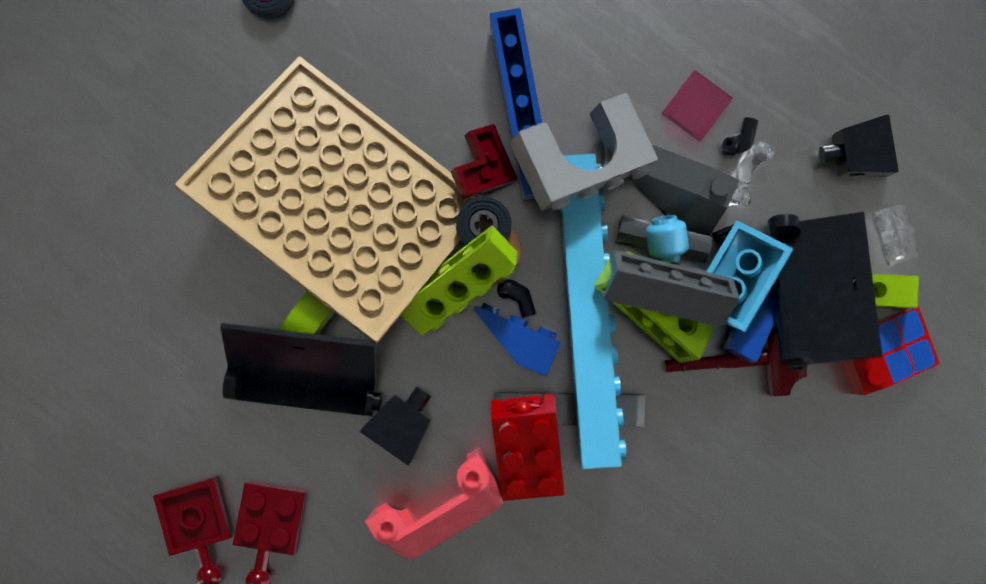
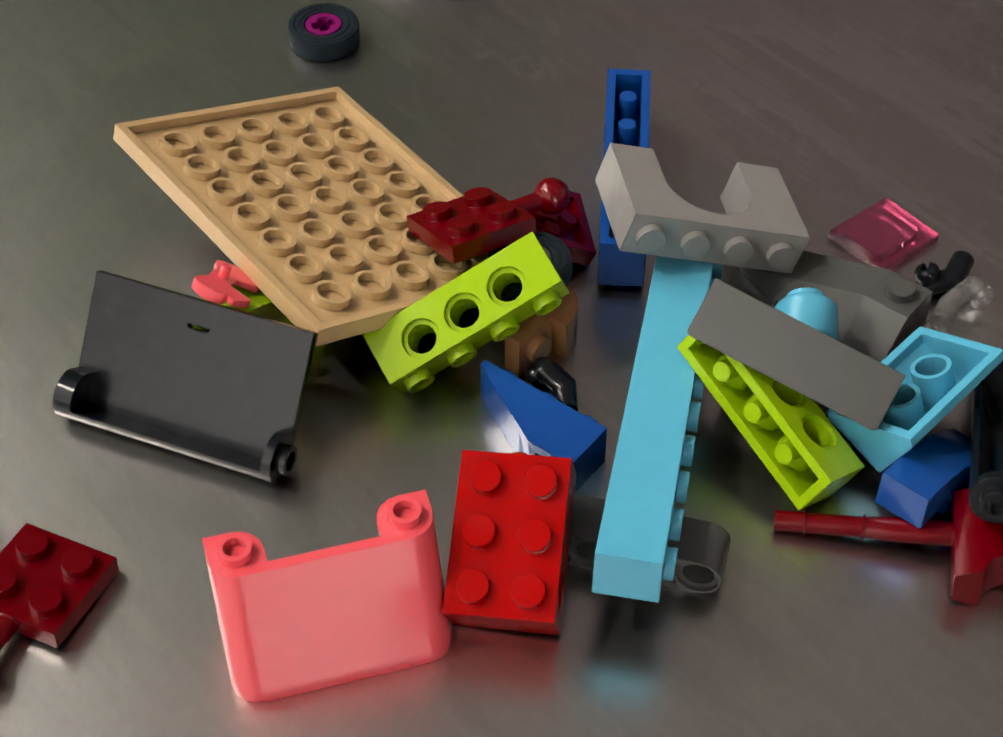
camera: 15 degrees right, 40 degrees down
(300, 321) = (219, 285): none -> coral piece
(400, 425) = (309, 495): black torso -> none
(443, 202) = (484, 219): none -> dark red plate

